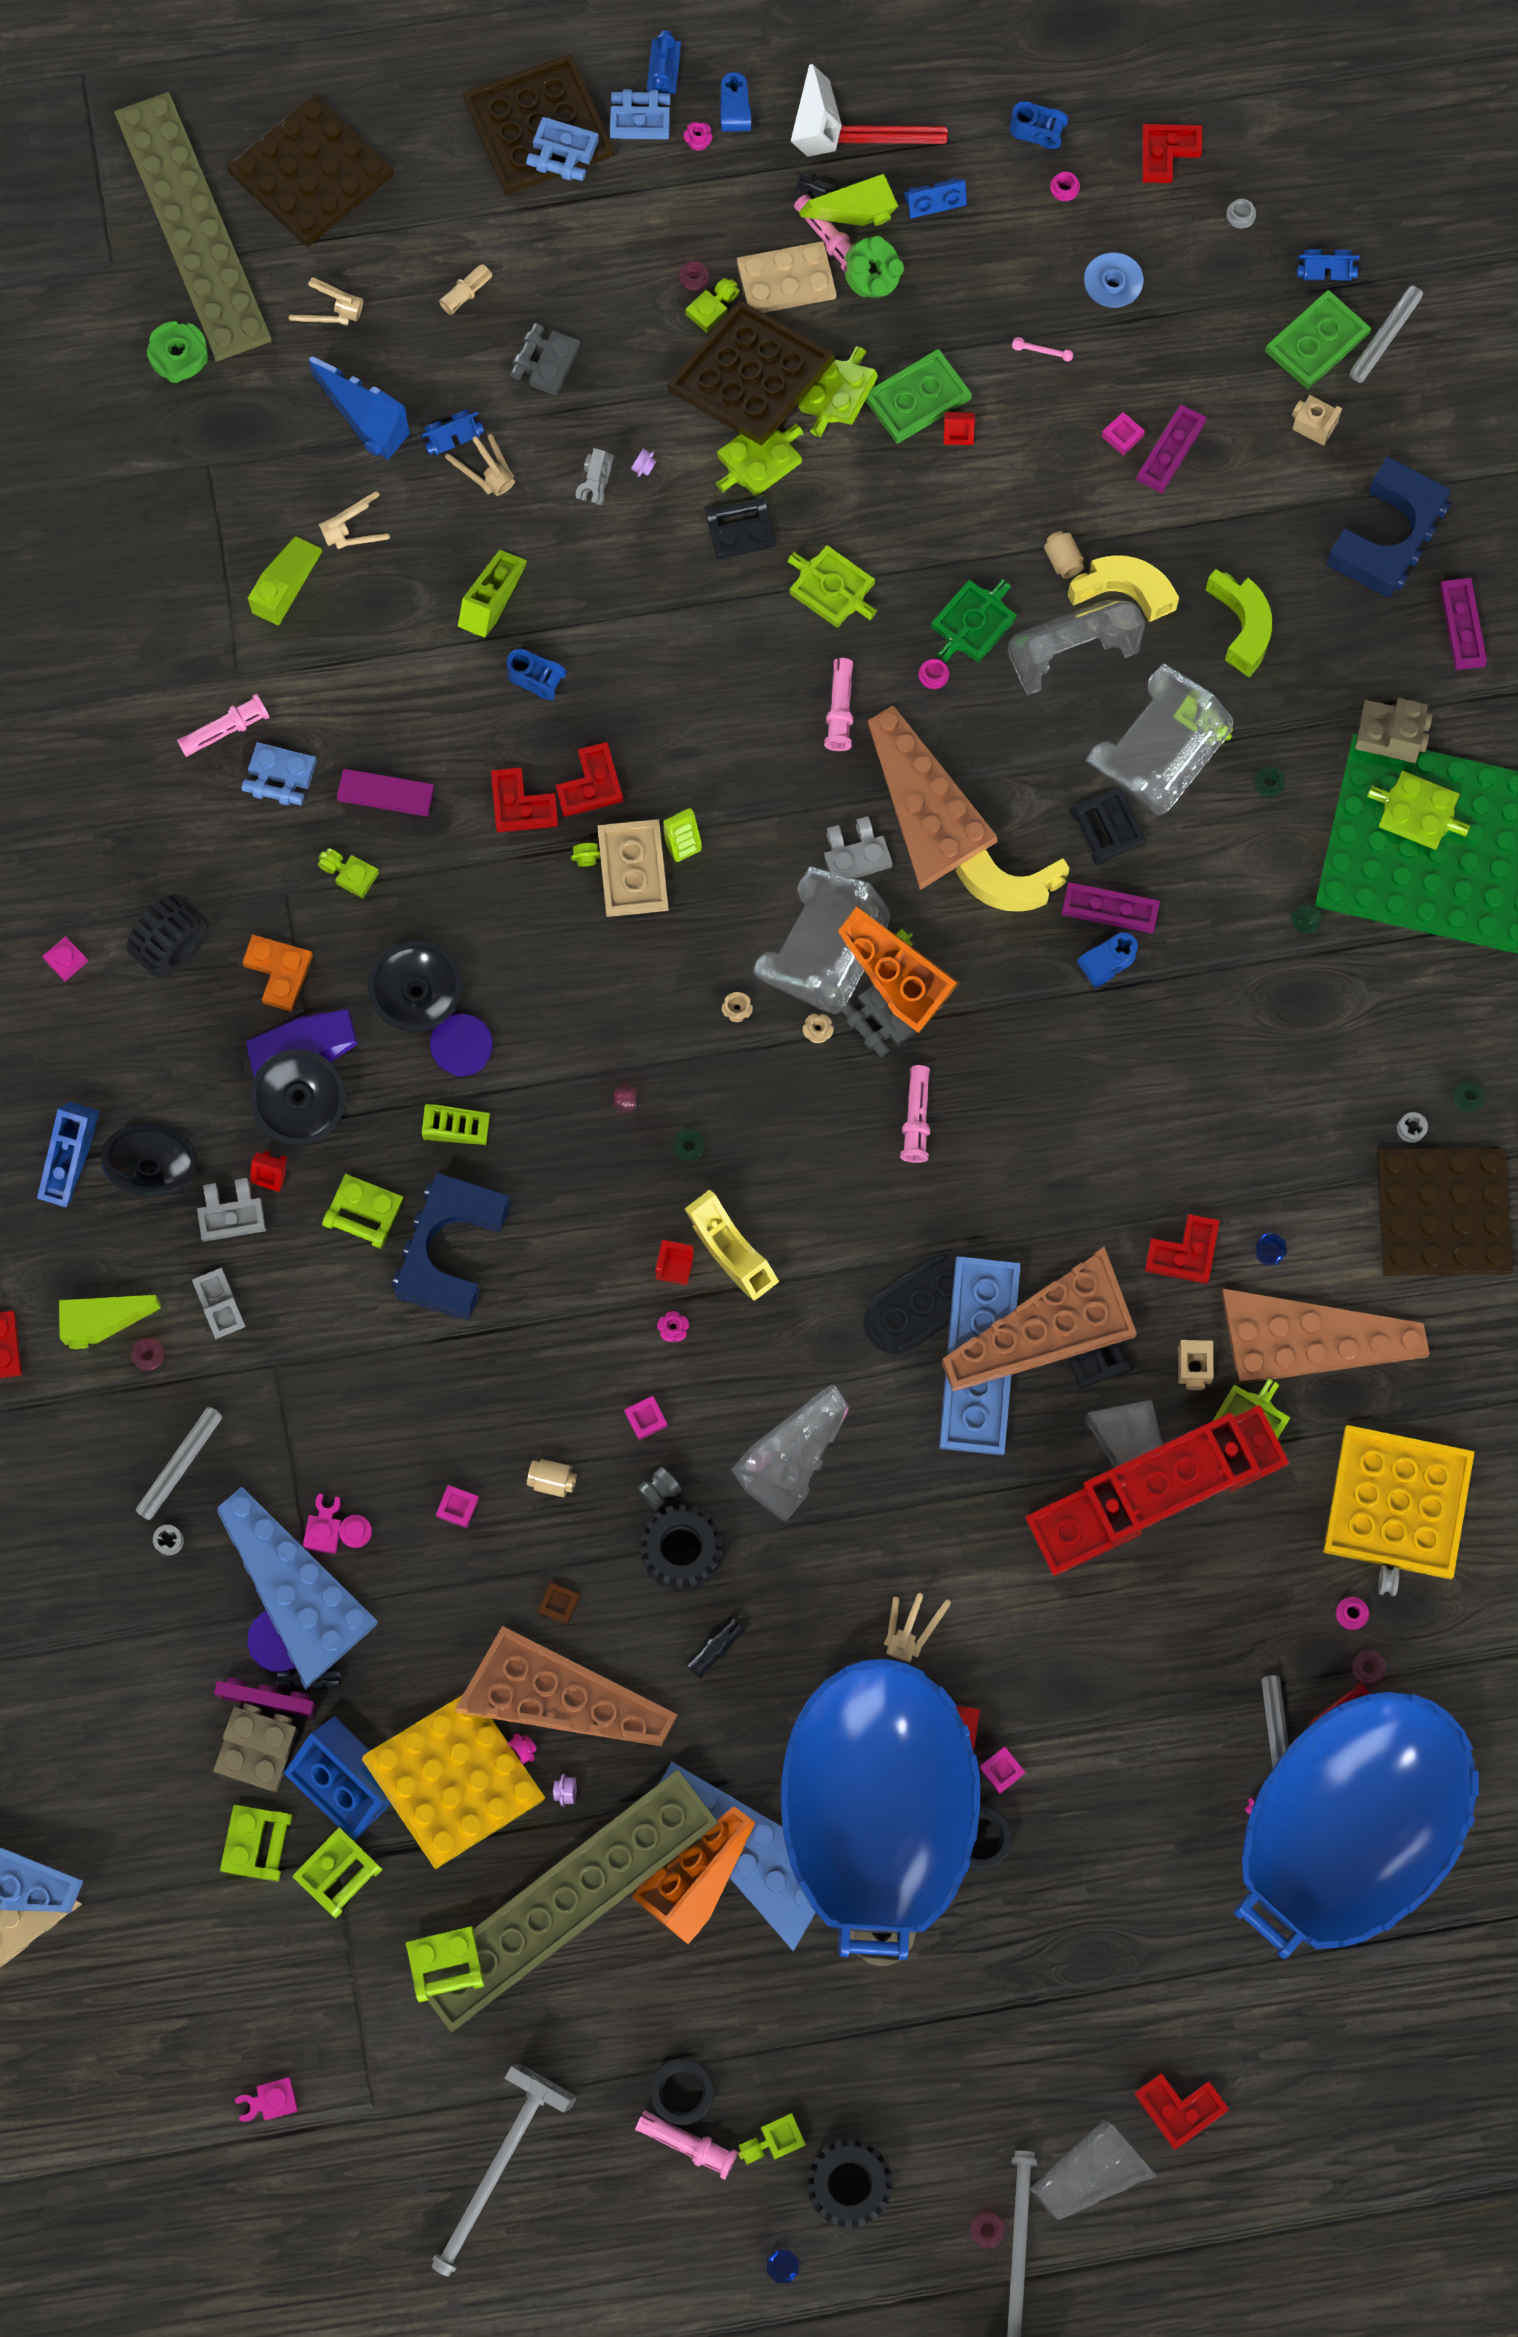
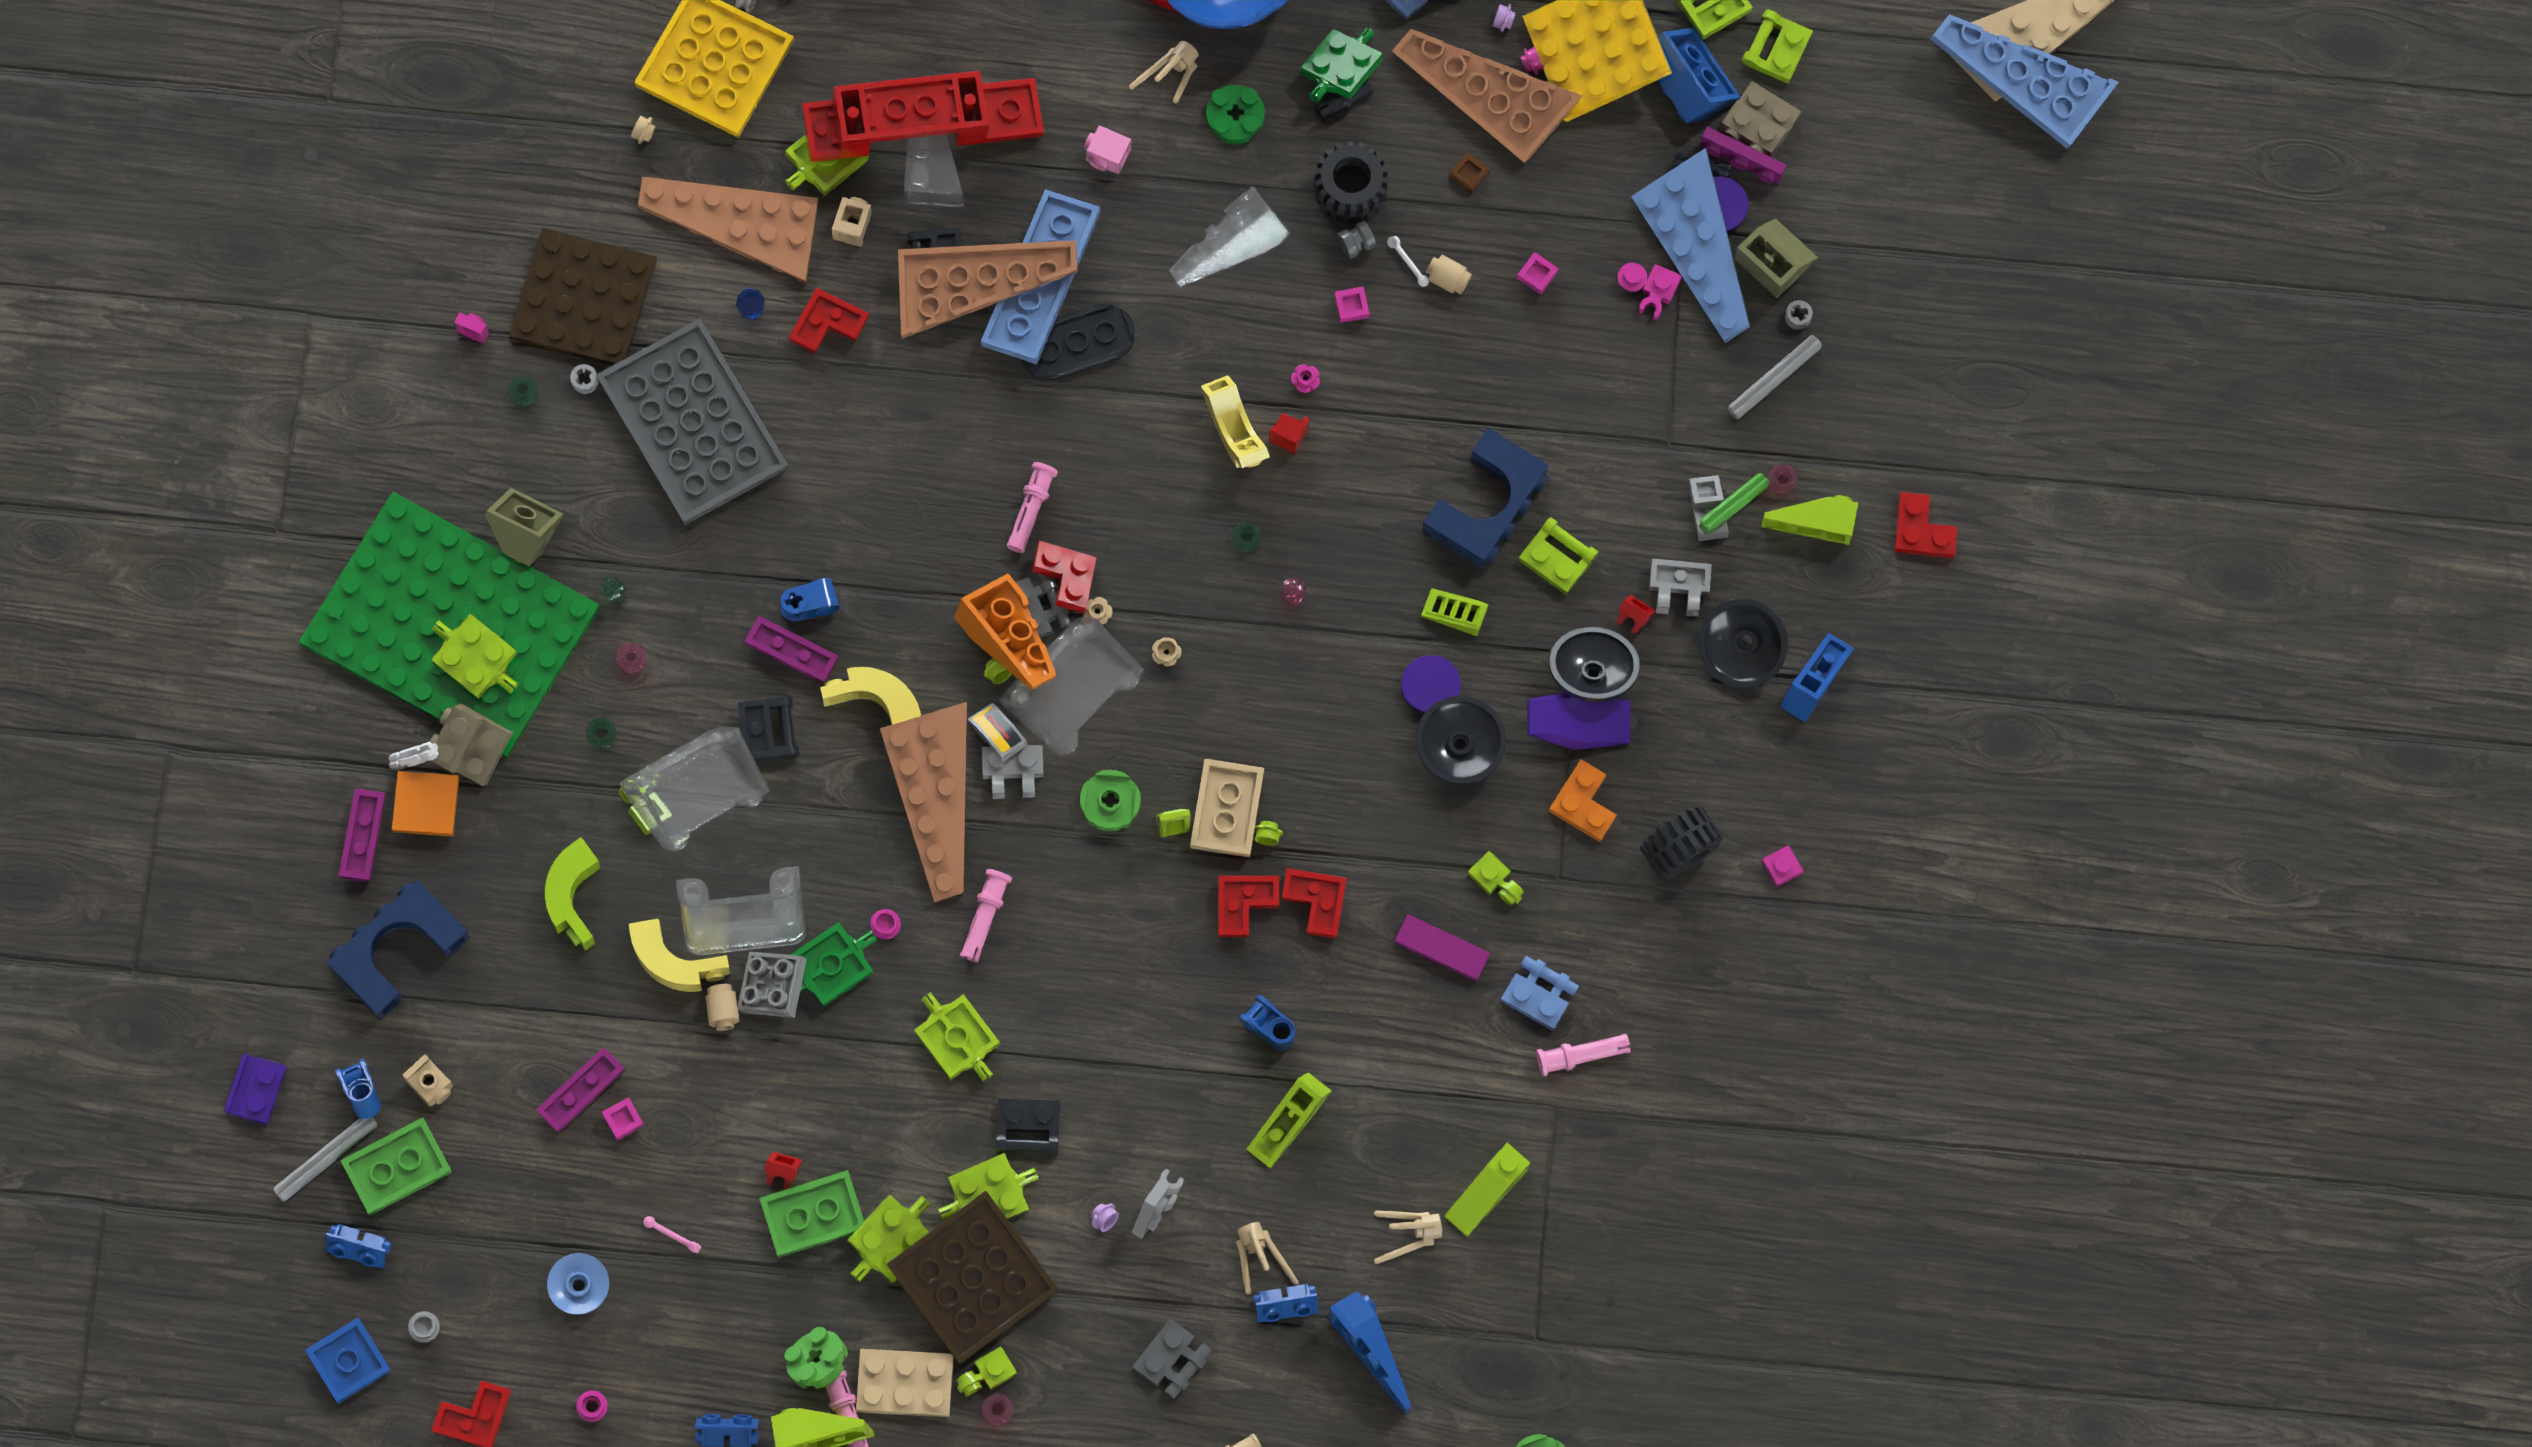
camera: 170 degrees left, 0 degrees up
(192, 1310) = (1733, 503): none -> bright green axle
(204, 1592) = (1774, 257): none -> olive slope
(618, 1501) = (1394, 242): none -> white hinge
(727, 1682) = (1341, 64): none -> plate
(741, 860) = (1099, 787): none -> bright green plate
(837, 1583) = (1243, 99): none -> green plate
(855, 1060) = (1071, 568): none -> plate
(884, 879) = (997, 731): none -> slope
(952, 1516) = (1107, 150): none -> bright pink brick
(1023, 585) = (771, 984): none -> light grey tile
(1265, 868) = (631, 666): none -> clear pink plate
(1288, 1110) = (692, 421): none -> dark grey plate
(1299, 167) = (348, 1360): none -> blue plate
(1382, 399) = (359, 1088): none -> blue piece
(1414, 667) = (425, 803): none -> orange tile
(1421, 958) = (522, 525): none -> olive slope
(1442, 702) = (413, 756): none -> white axle
(1446, 1405) = (643, 130): none -> tan plate
(1473, 376) = (255, 1089): none -> dark purple plate

